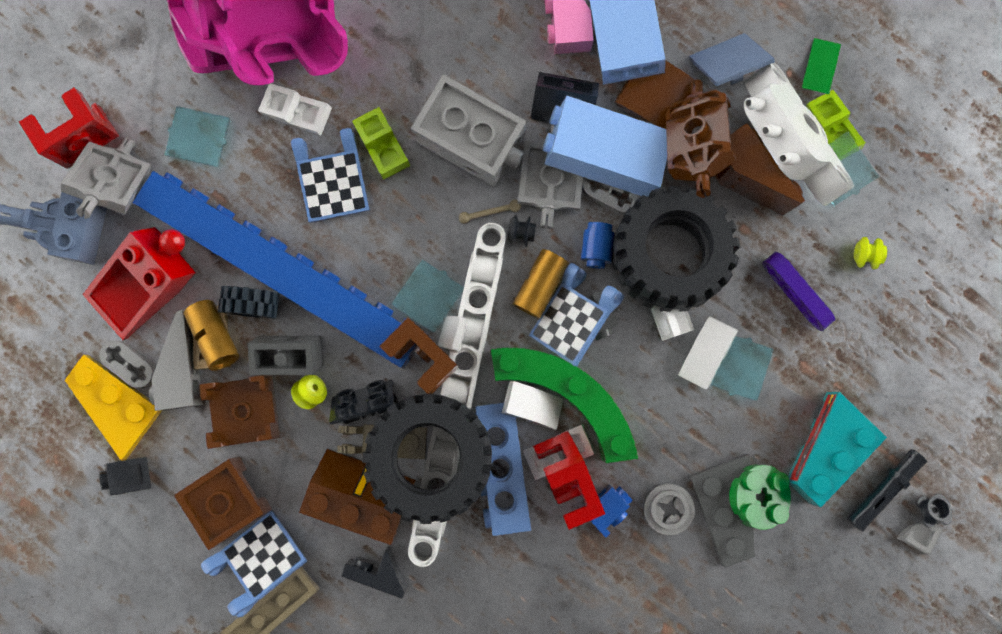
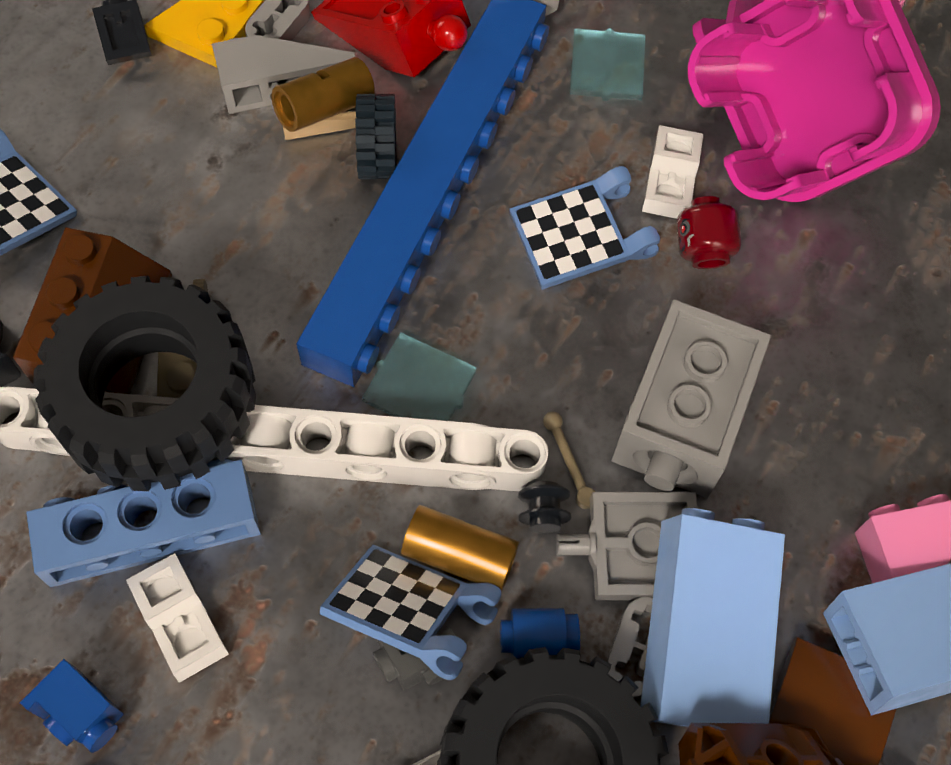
camera: 80 degrees right, 20 degrees down
(221, 503) = (82, 137): reddish brown panel -> none
(241, 411) = (219, 156): reddish brown panel -> none
(284, 355) = (303, 191): dark grey brick -> none
(309, 392) = (253, 232): neon yellow wheel -> none
(349, 95) = (708, 233): none -> dark red head
(351, 404) = (239, 292): black hinge -> none
(381, 143) = (647, 289): lime slope -> none
(404, 338) = (336, 347): reddish brown panel -> none
(453, 333) = (355, 411): white slope -> none
(532, 405) = (249, 556): white slope -> none
(553, 89) = (802, 552): black panel -> none
(570, 479) = (128, 633): red panel -> none
(578, 389) = (278, 635): green brick -> none

